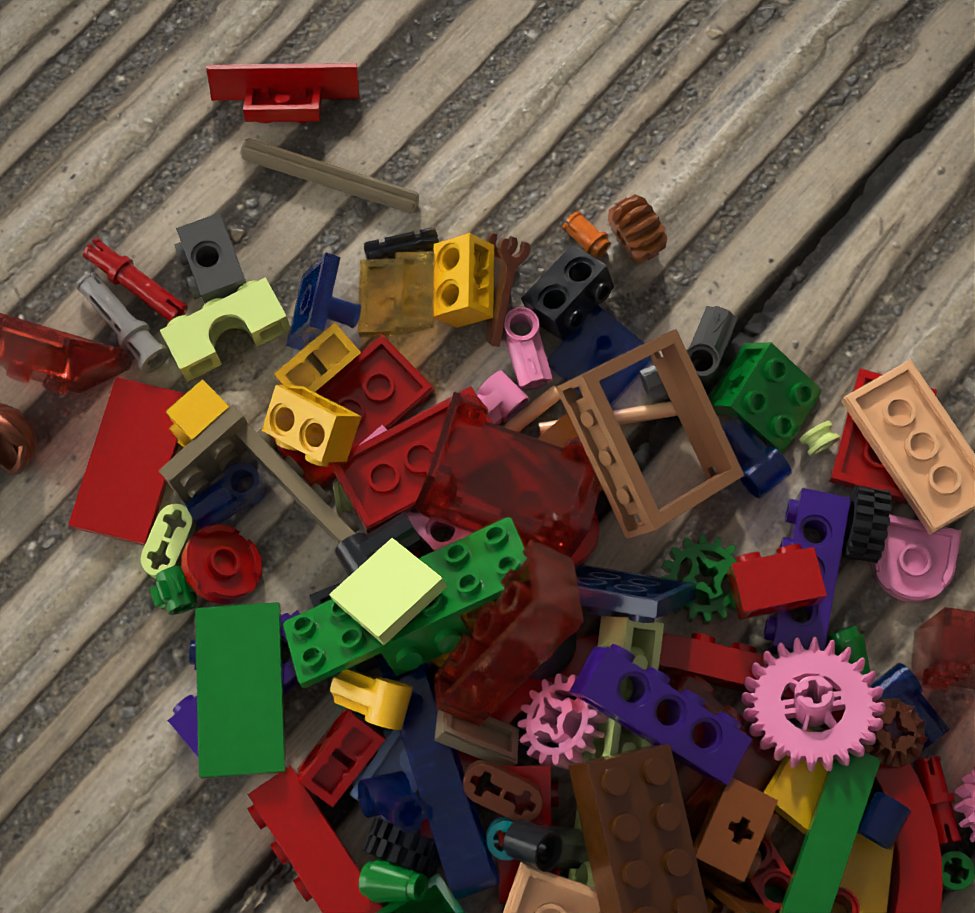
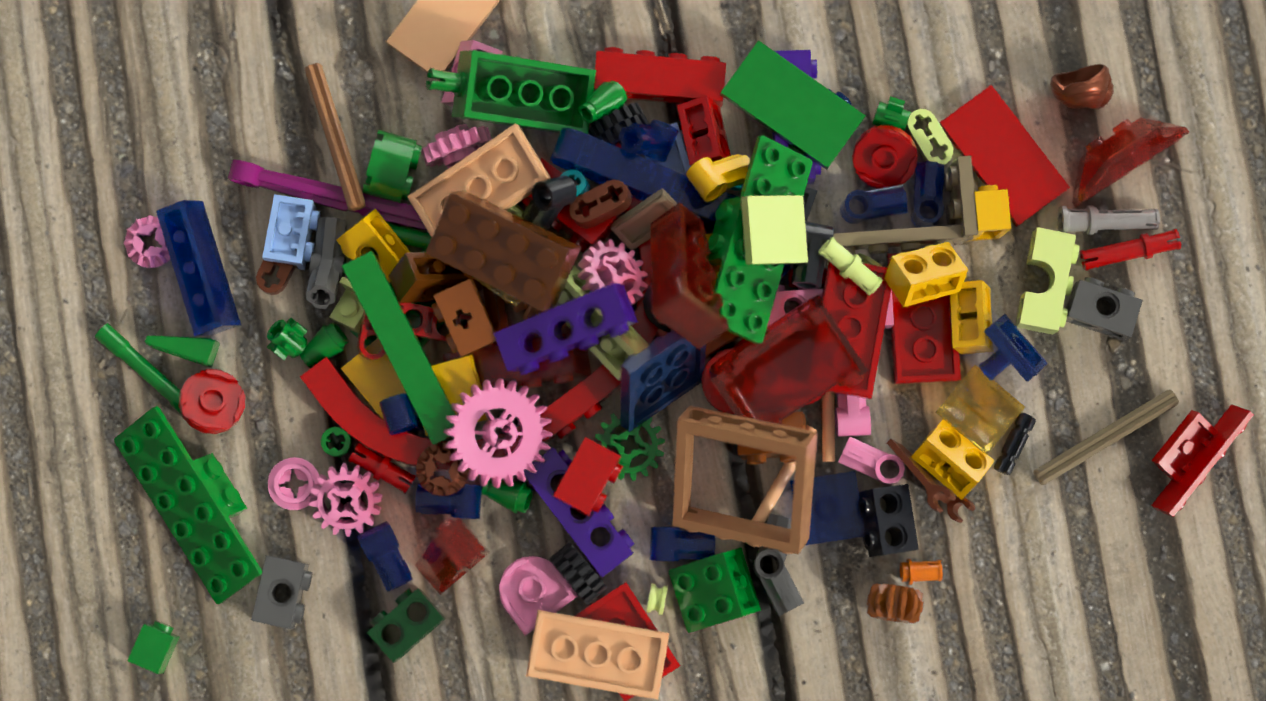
camera: 125 degrees right, 10 degrees up
(275, 538) = (876, 203): none -> clear blue piece
(361, 497) = (850, 266): none -> yellowish green pin

